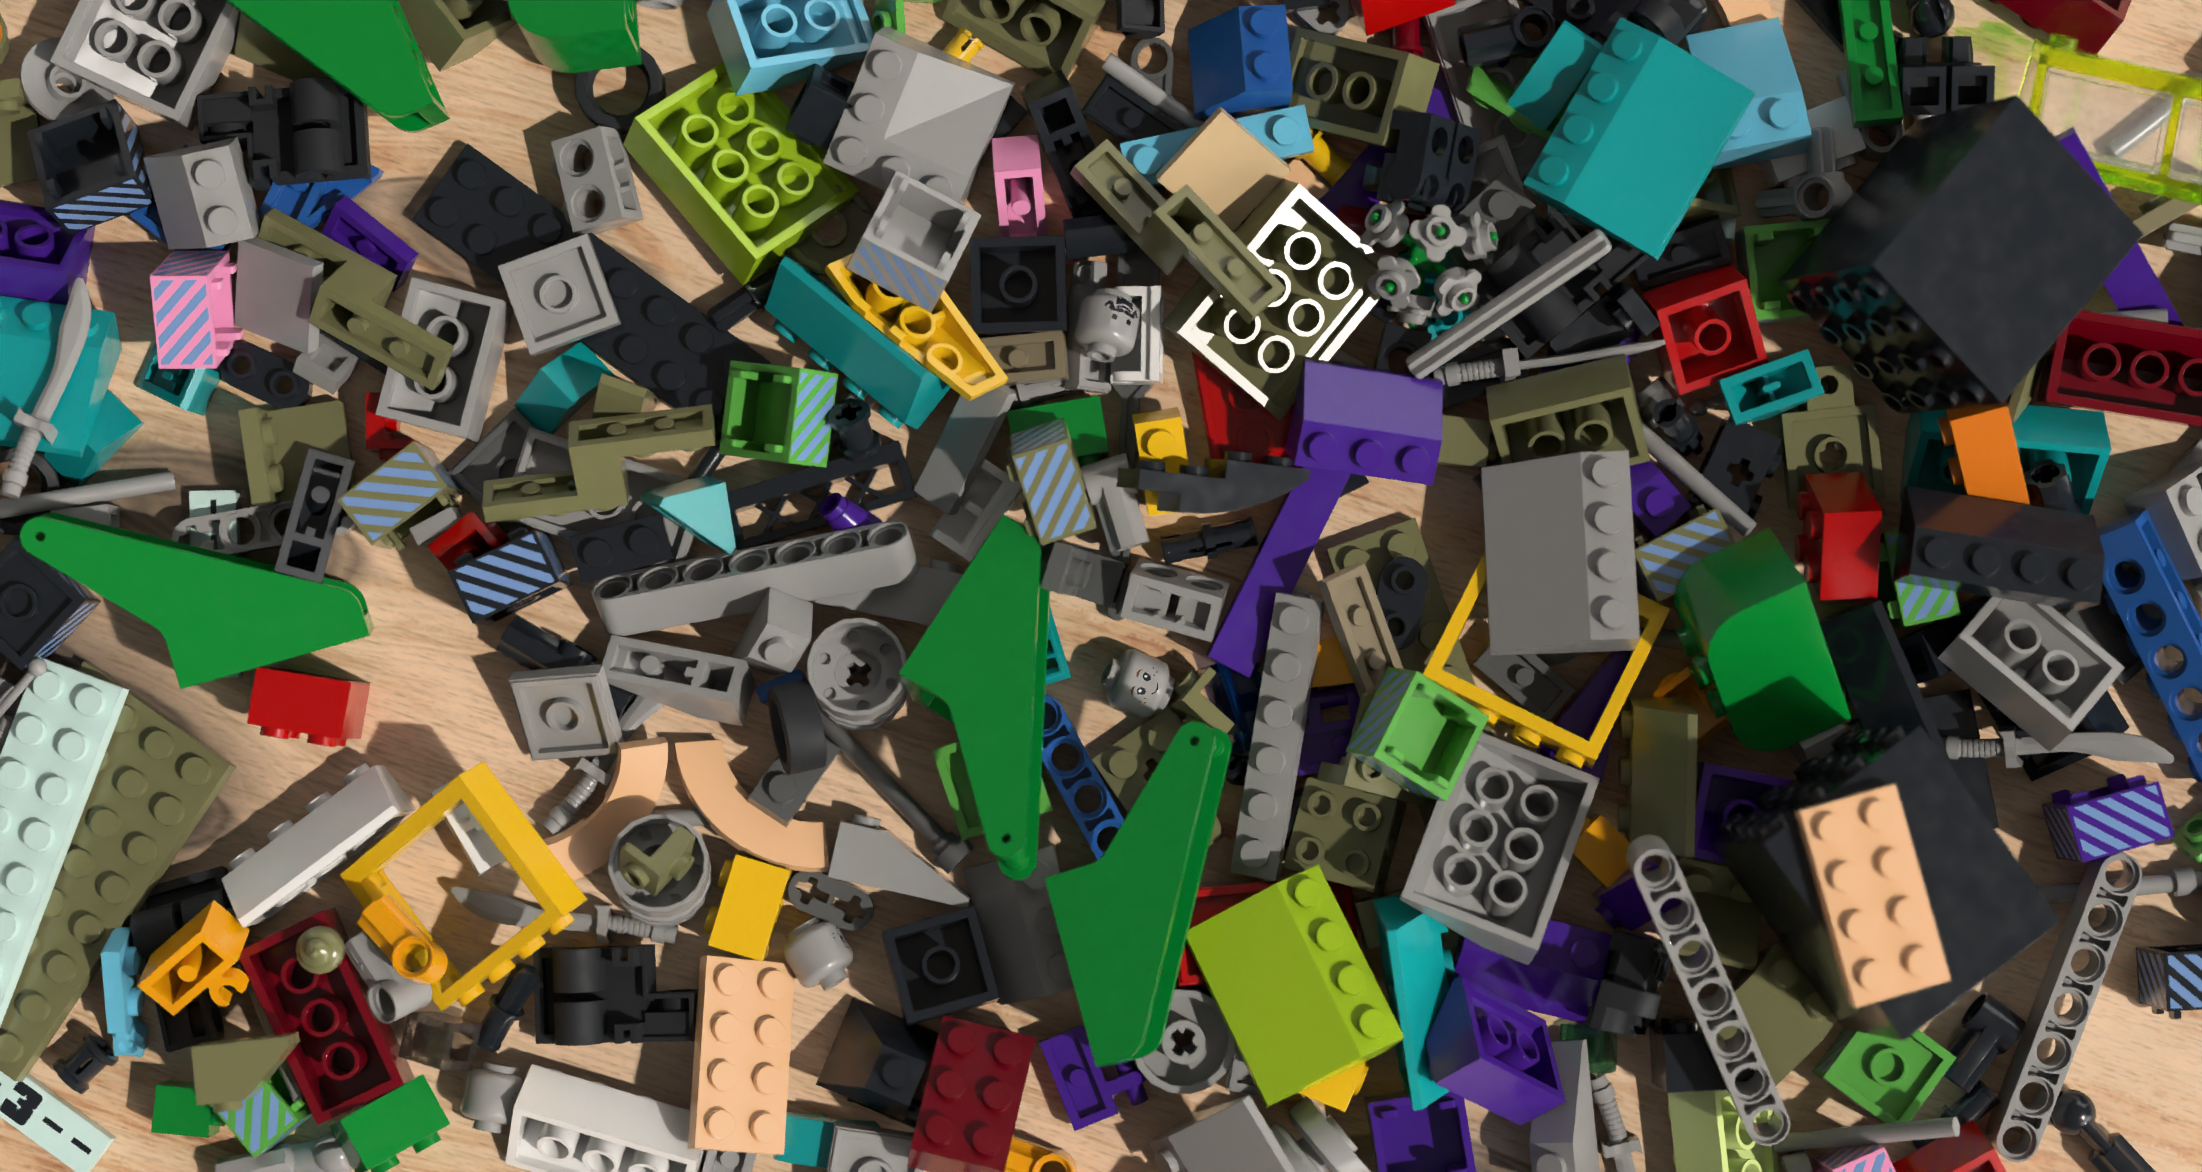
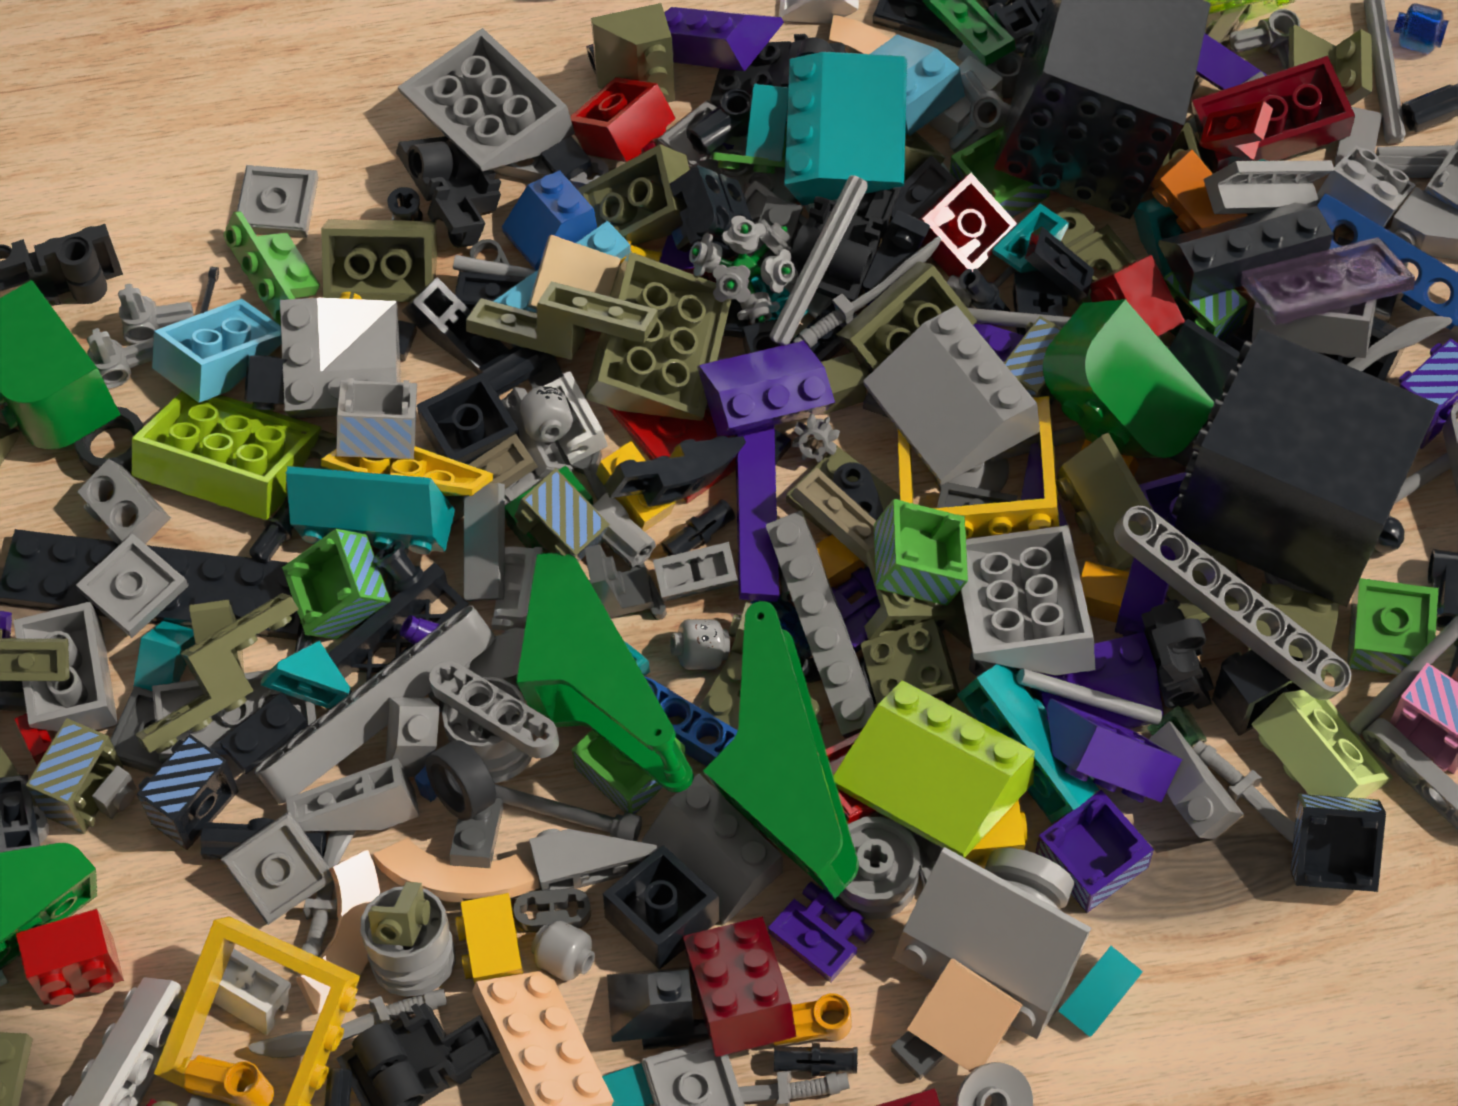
camera: 25 degrees left, 25 degrees down
(467, 536) = (127, 792): red bracket -> none
(868, 674) = (490, 712): none -> light grey beam
(1019, 186) = (432, 363): bright pink slope -> none
(1394, 502) = (822, 431): none -> light grey gear
(1509, 979) = (1089, 696): none -> light grey bar
(1781, 443) = (1059, 264): none -> black plate
(1872, 895) = (1298, 441): light nougat plate -> none
(2059, 651) = (1327, 280): none -> clear purple plate
(2068, 485) = (1264, 185): none -> light grey fence
(2086, 383) = (1237, 129): none -> red slope

